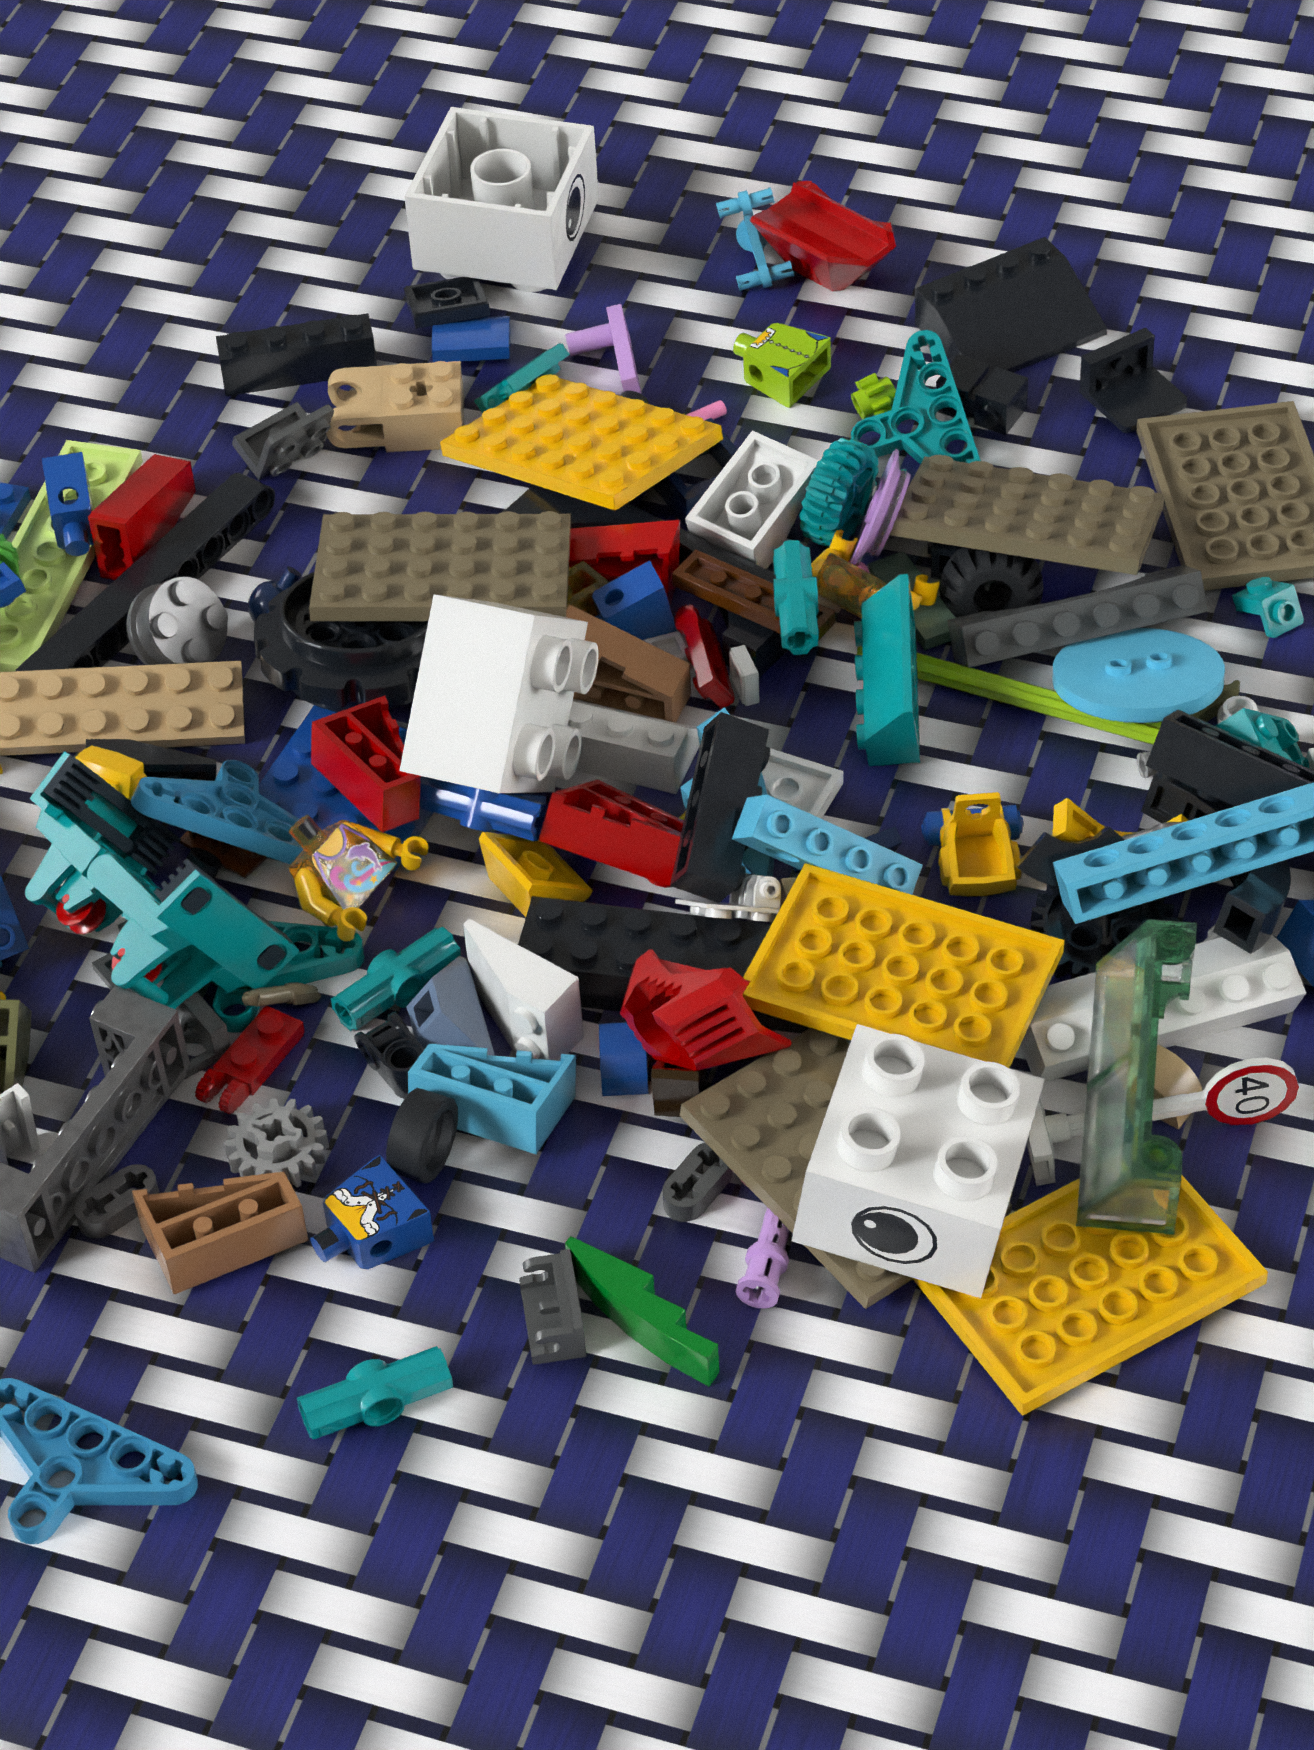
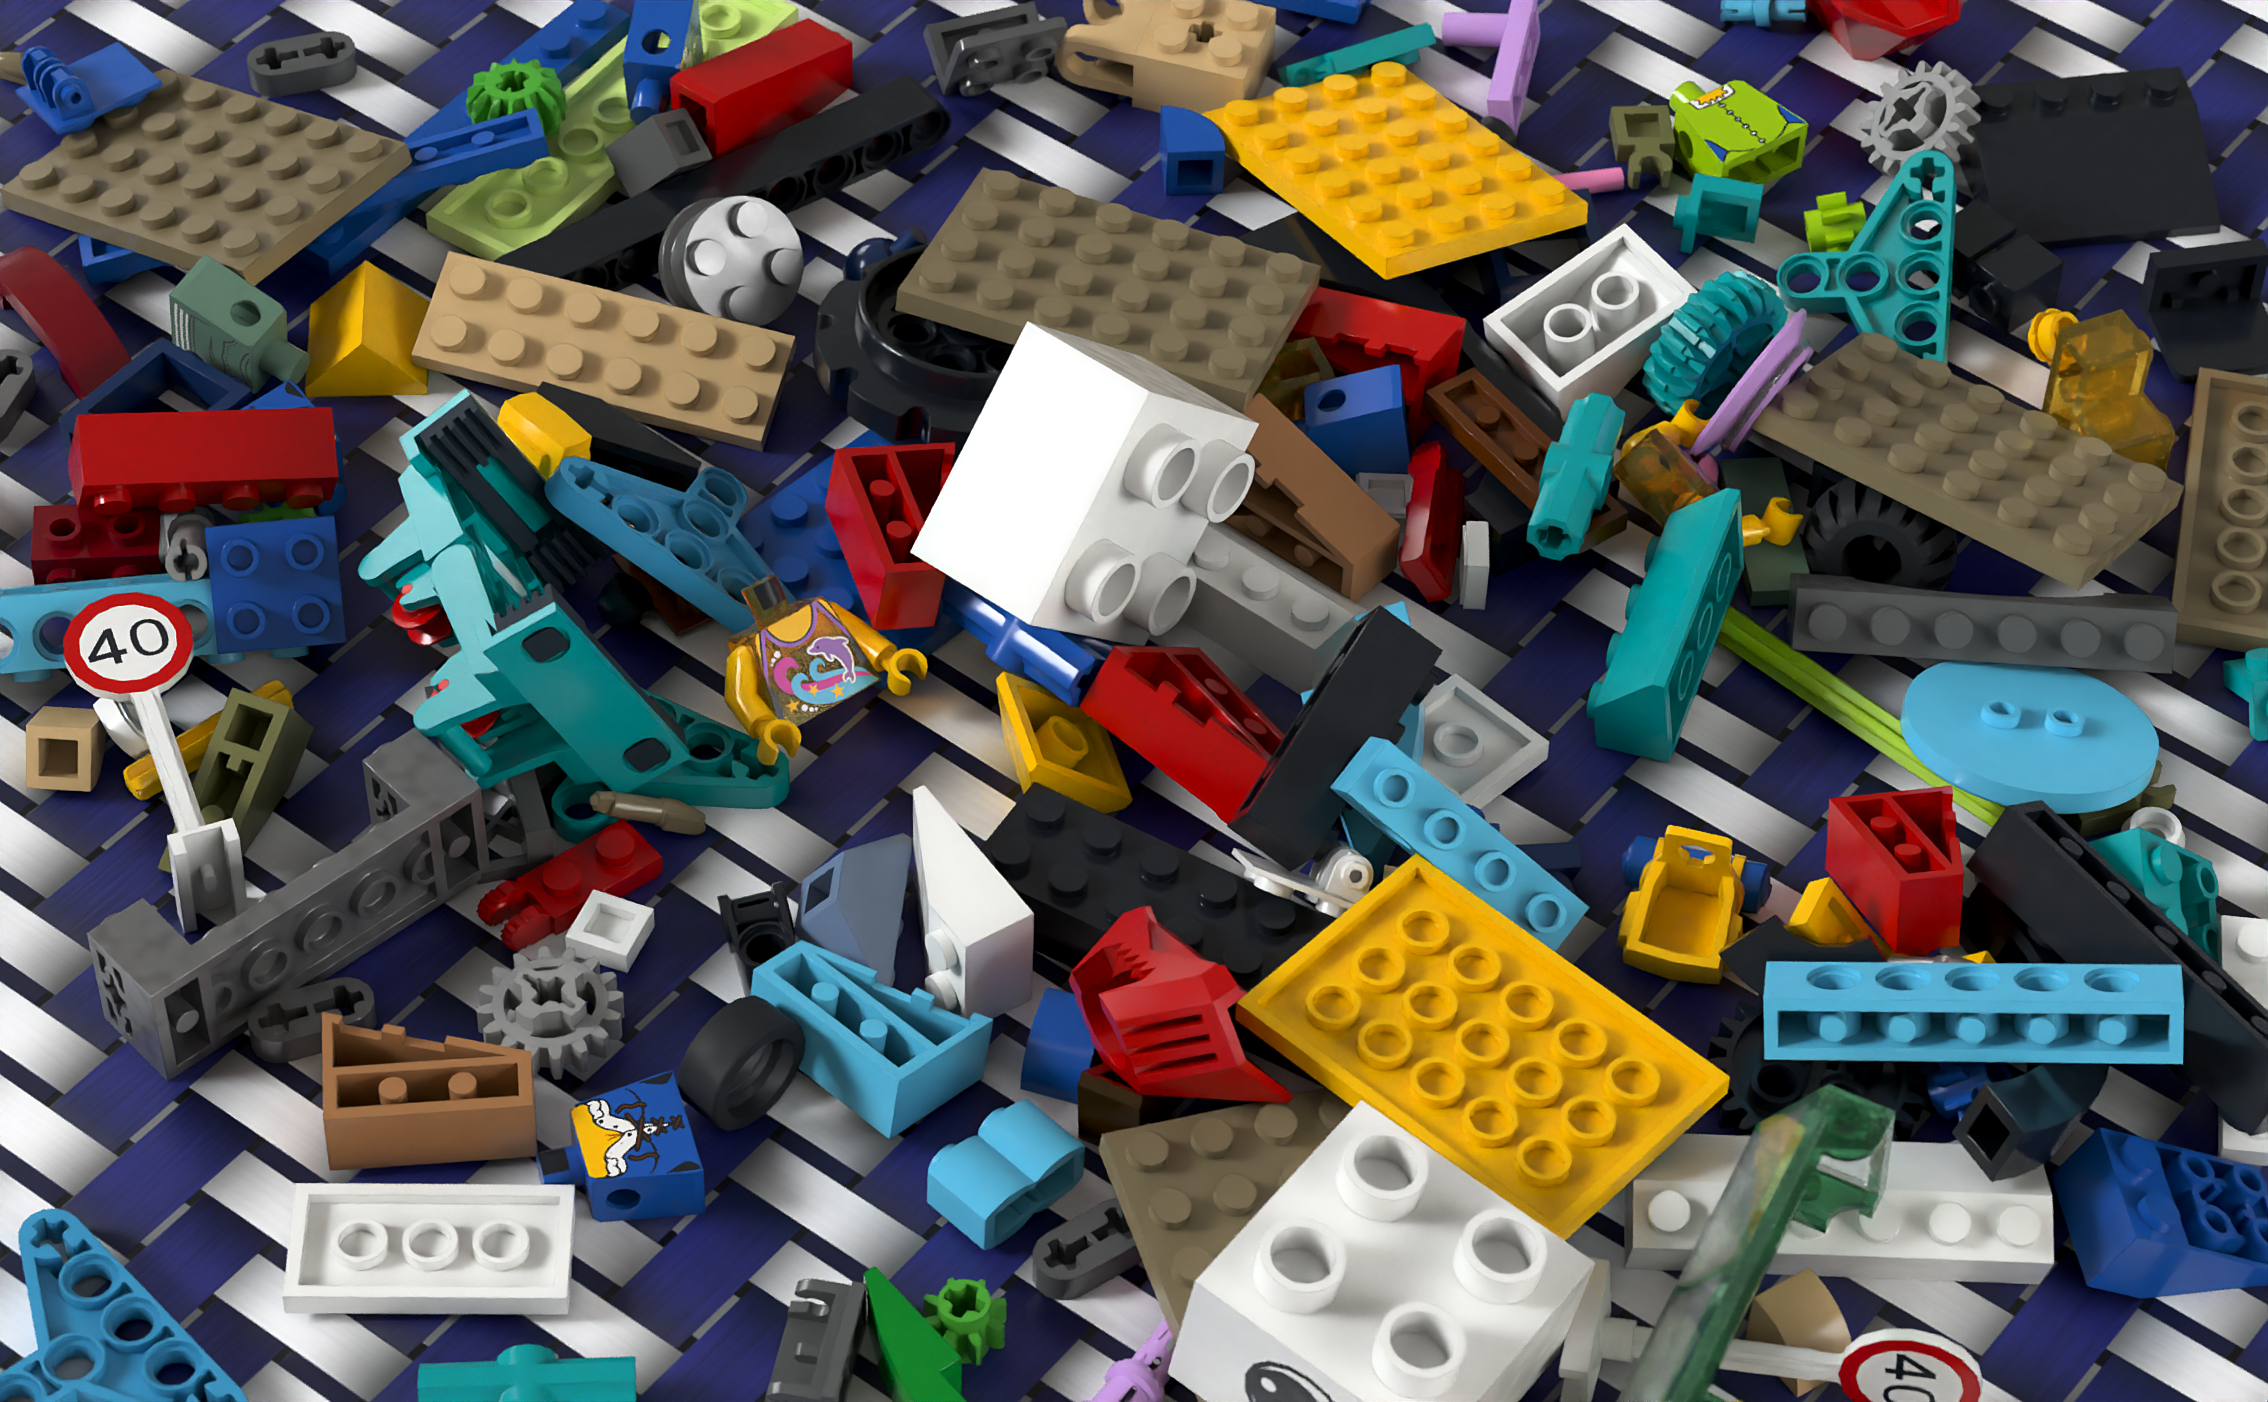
camera: 15 degrees right, 0 degrees up
(94, 569) = (657, 151): none -> dark grey brick
(266, 1322) = (430, 1249): none -> white plate
(291, 1079) = (610, 930): none -> white plate
(395, 978) = (808, 835): teal piece -> none
(441, 469) = (1190, 153): none -> blue brick
(621, 1151) = (1004, 1173): none -> medium azure brick
(641, 1248) = (967, 1318): none -> bright green gear
(729, 378) = (1644, 140): none -> olive plate
(795, 408) = (1718, 209): none -> teal bracket
(897, 314) = (1920, 115): none -> light grey gear
(1039, 426) = (2044, 332): none -> yellow plate
(1085, 446) = (2100, 386): none -> clear yellow brick
(1102, 778) = (1900, 865): none -> red wedge
(1200, 904) = (1958, 1084): none -> blue gear

